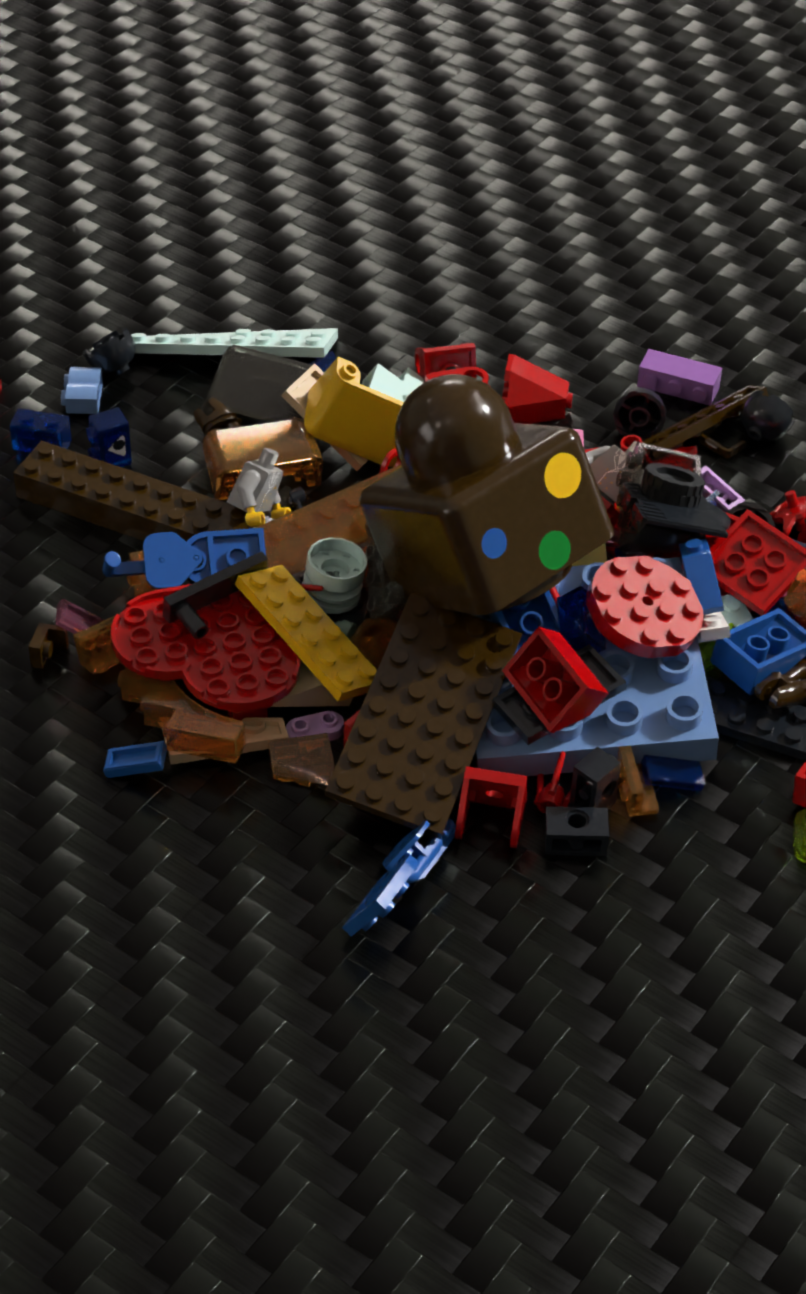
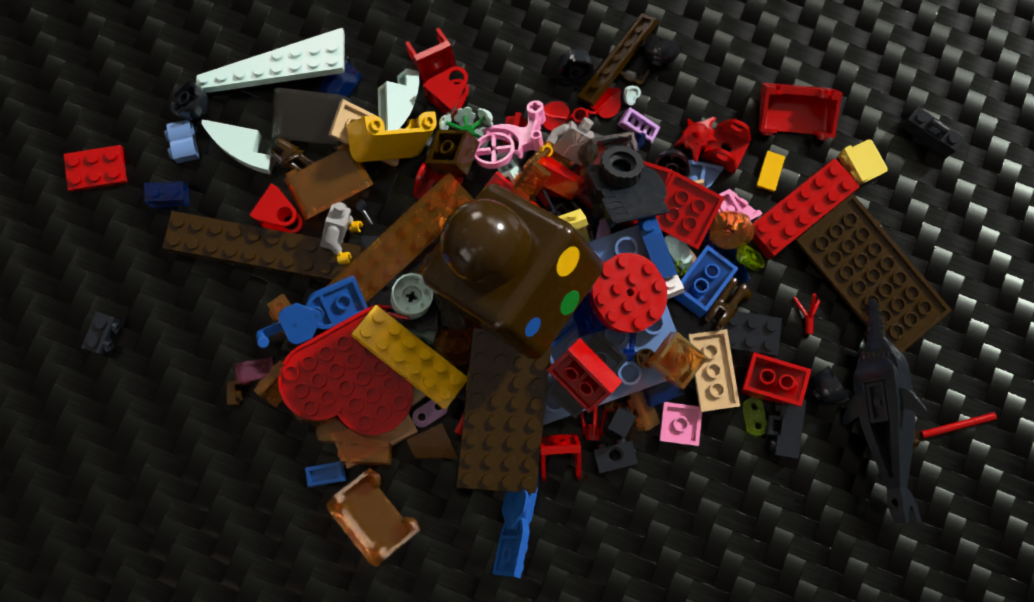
camera: 20 degrees left, 35 degrees up
(109, 437) = (217, 195): clear blue brick -> none
(158, 407) = (240, 144): none -> light aqua slope
(175, 462) = (274, 209): none -> red hose
(175, 819) = (371, 518): none -> clear orange windscreen
(187, 601) = (321, 365): black piece -> none
(534, 393) = (497, 67): red slope -> none
(633, 689) = (630, 352): none -> clear blue piece
(649, 693) = (648, 353): none -> dark brown wheel
(679, 377) = (593, 18): medium lavender brick -> none
(689, 816) = (680, 424): none -> bright pink plate
(697, 692) = (677, 360): none -> clear orange brick
(712, 458) = (631, 93): none -> light aqua piece
(755, 756) = (716, 377): none -> tan plate

